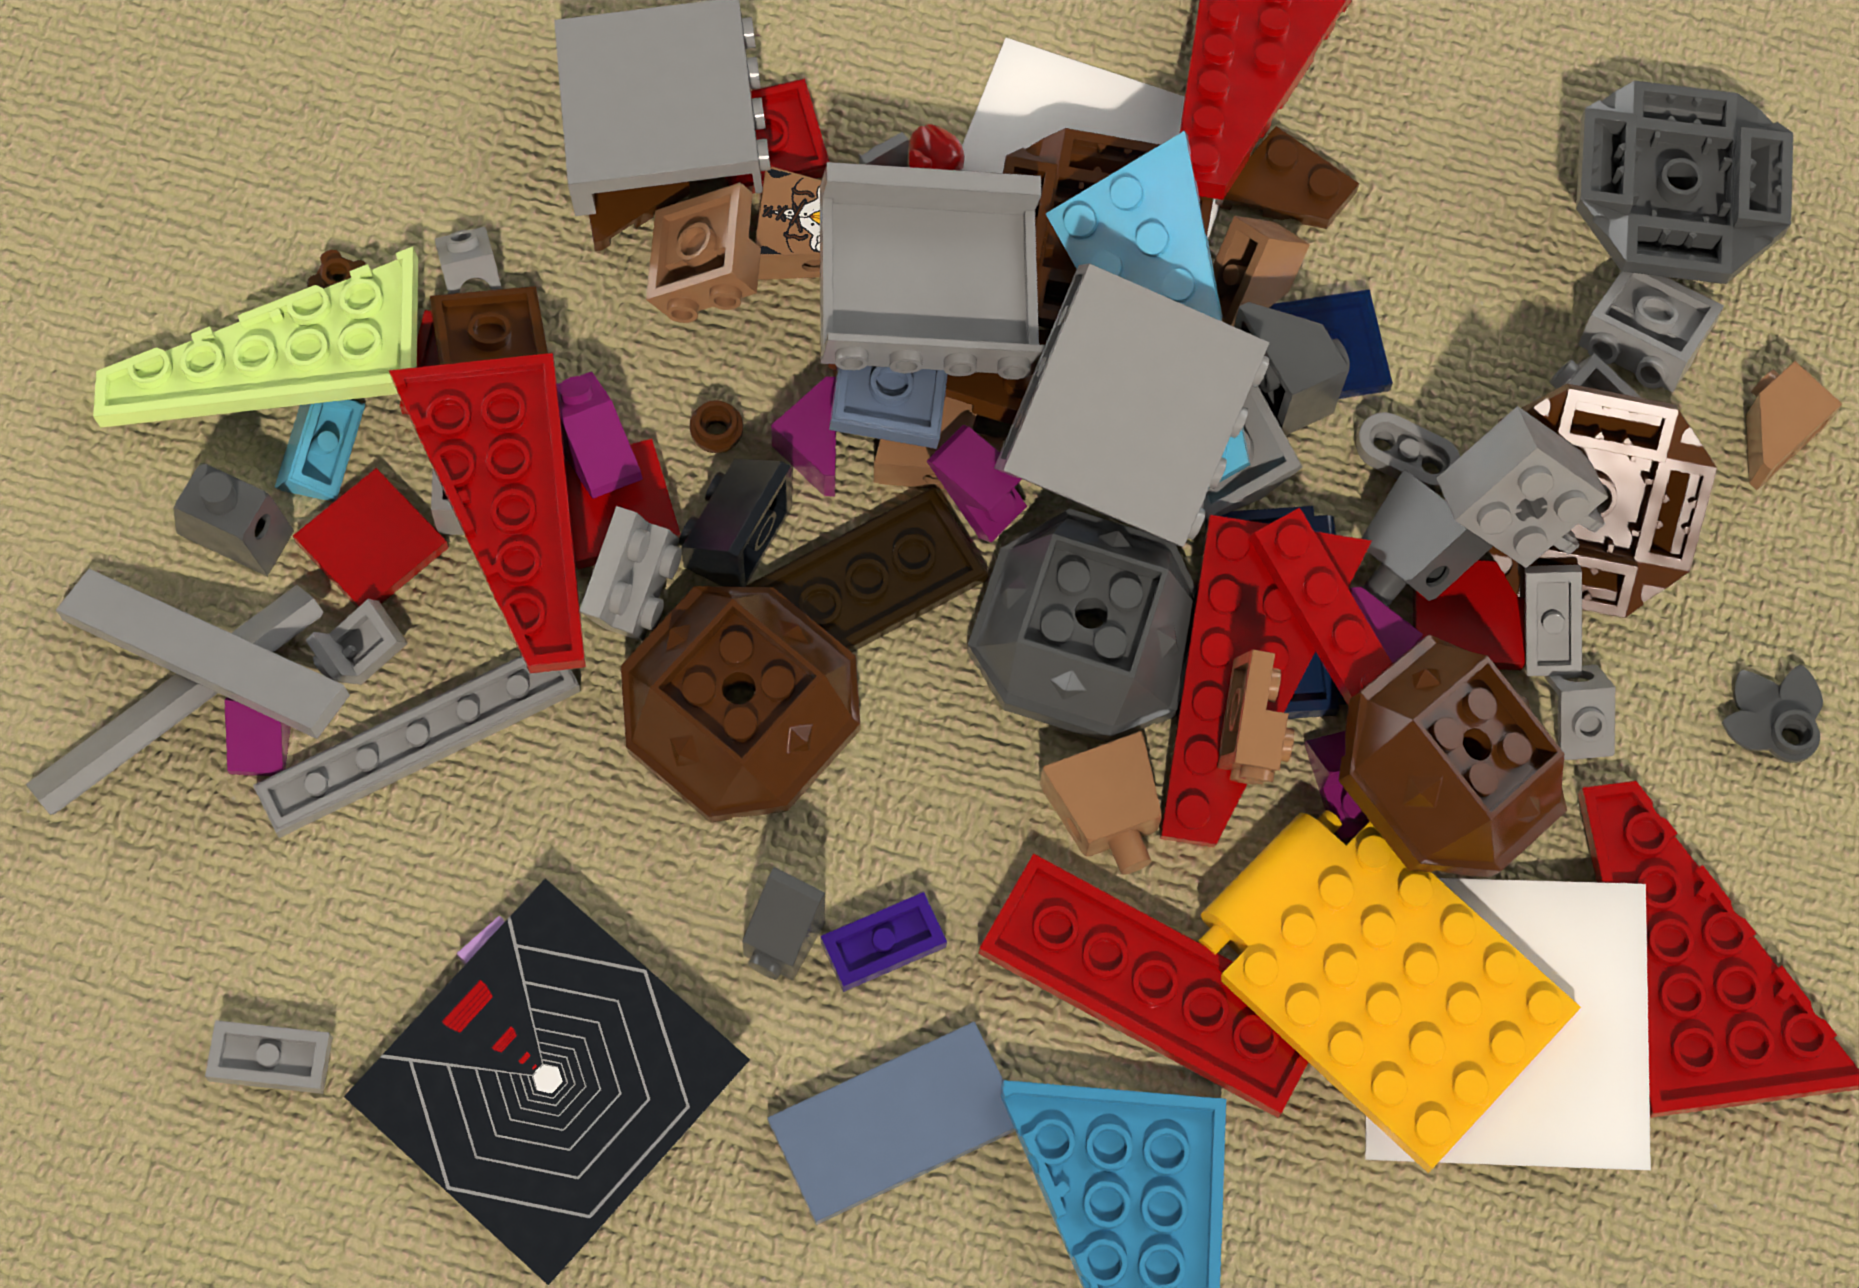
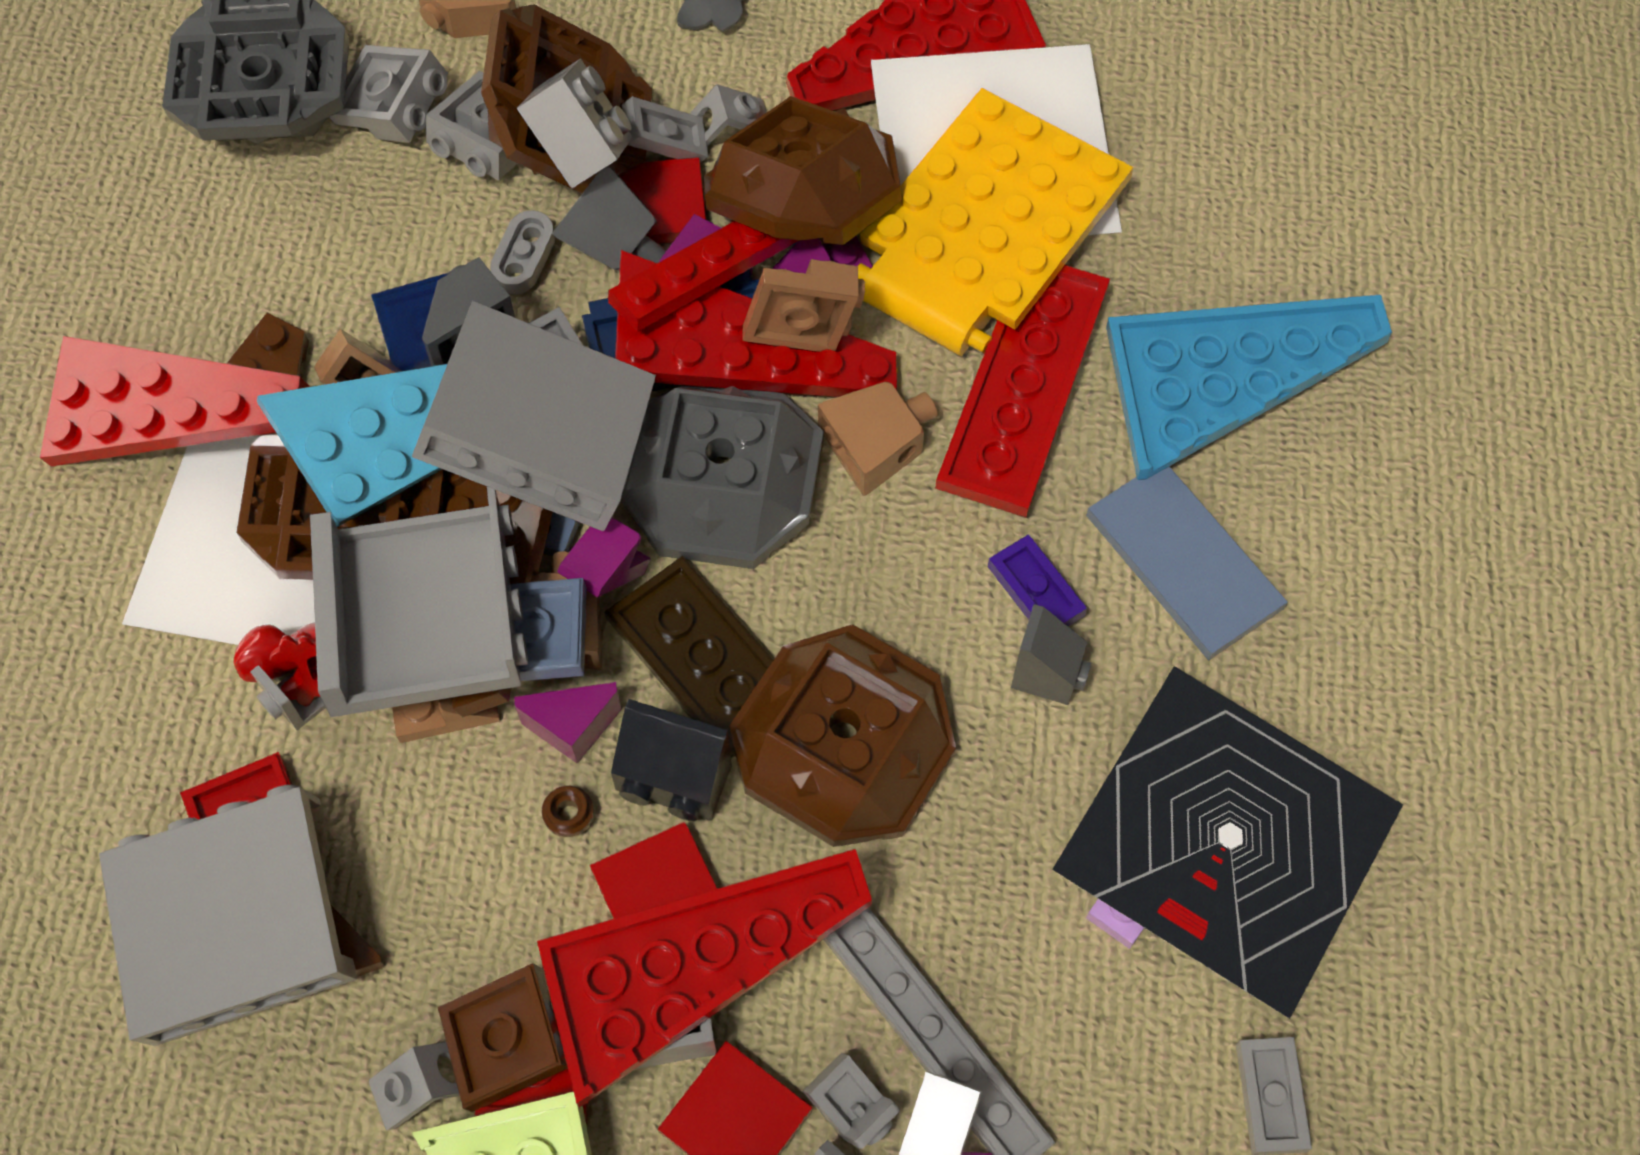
camera: 95 degrees left, 5 degrees down
(594, 436) = (605, 896): magenta slope -> none
(631, 575) = (747, 842): light grey plate -> none
(703, 254) = (392, 841): medium nougat plate -> none
(789, 226) = (350, 764): medium nougat torso -> none

